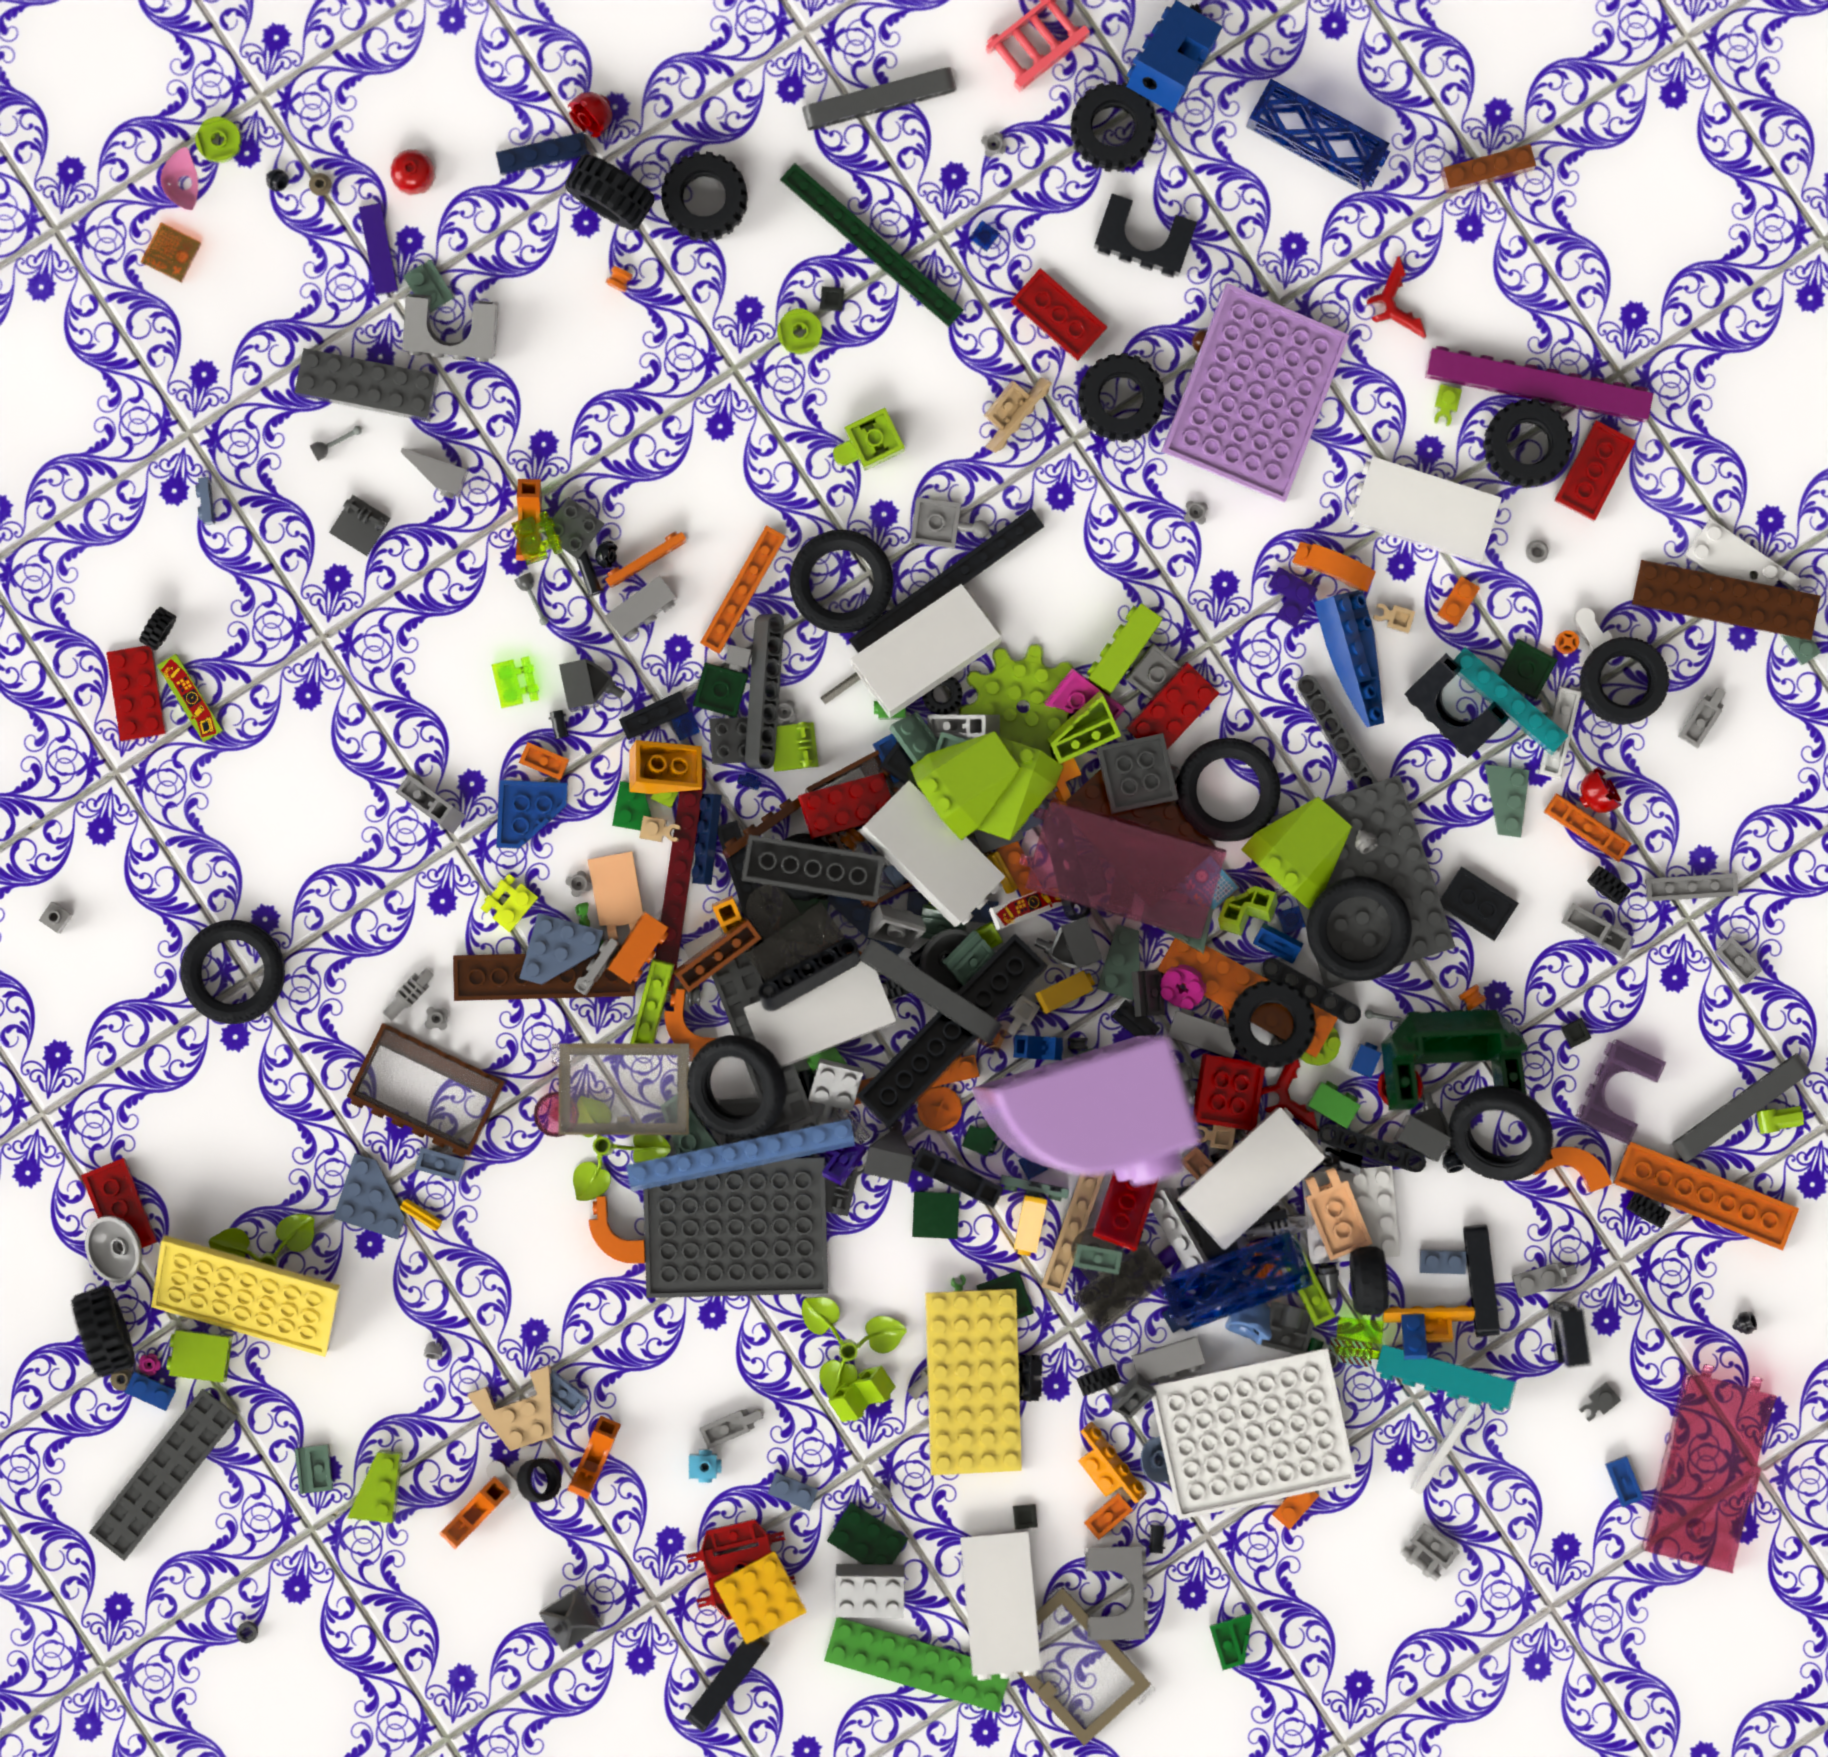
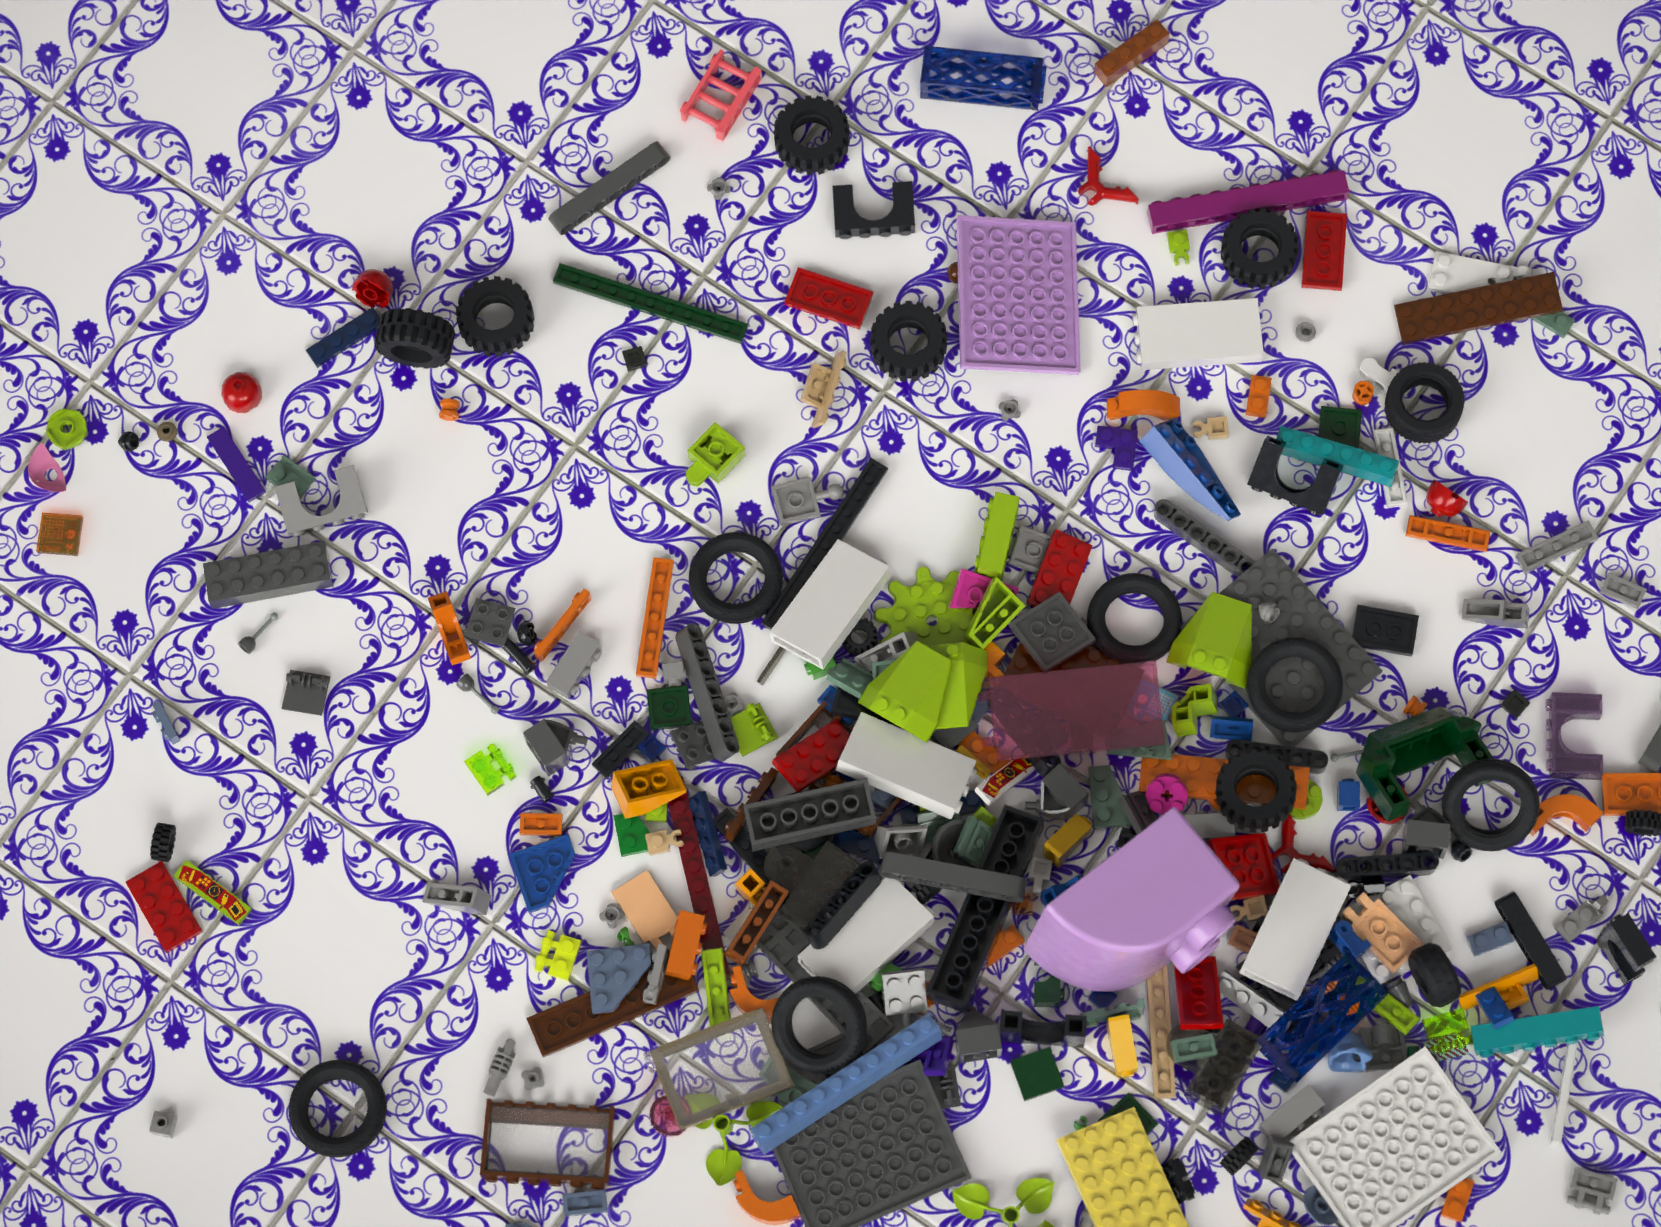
camera: 20 degrees left, 15 degrees down
(442, 475) = (360, 623): light grey slope -> none
(529, 539) = (457, 643): clear neon green plate -> none
(749, 781) = (725, 772): clear blue plate -> none
(807, 321) = (620, 383): lime plate -> none
(939, 1108) = (1002, 982): orange tile -> none
(984, 236) = (741, 261): clear blue plate -> none
(1173, 55) = (837, 59): blue piece -> none
(1297, 1212) = (1347, 940): none -> blue leg
(1333, 1104) = (1337, 842): bright green brick -> none
(1508, 798) = (1371, 535): sand green wing -> none
(1609, 885) = (1487, 570): black tyre -> none
(1703, 718) = (1503, 410): light grey hinge -> none

